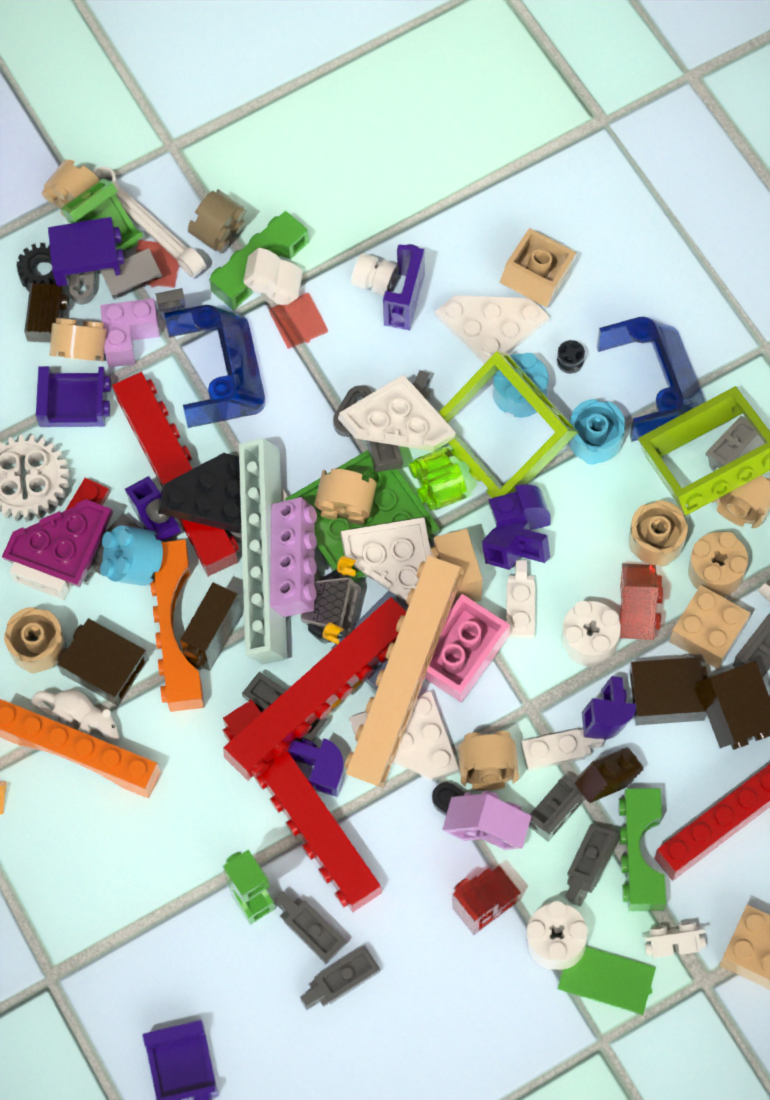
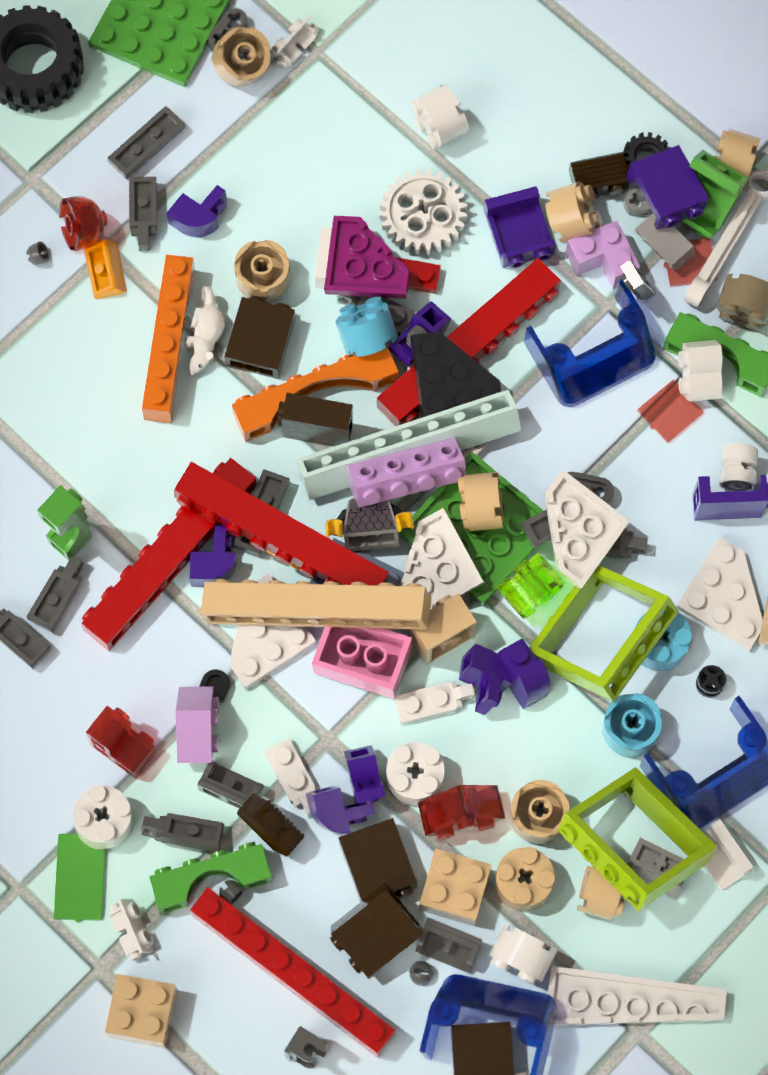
camera: 70 degrees right, 5 degrees up
(488, 760) = (255, 709): tan brick -> none
(581, 680) = (364, 775): none -> dark purple brick
(661, 832) = (232, 892): none -> dark grey hinge
(746, 381) = (728, 861): none -> white panel

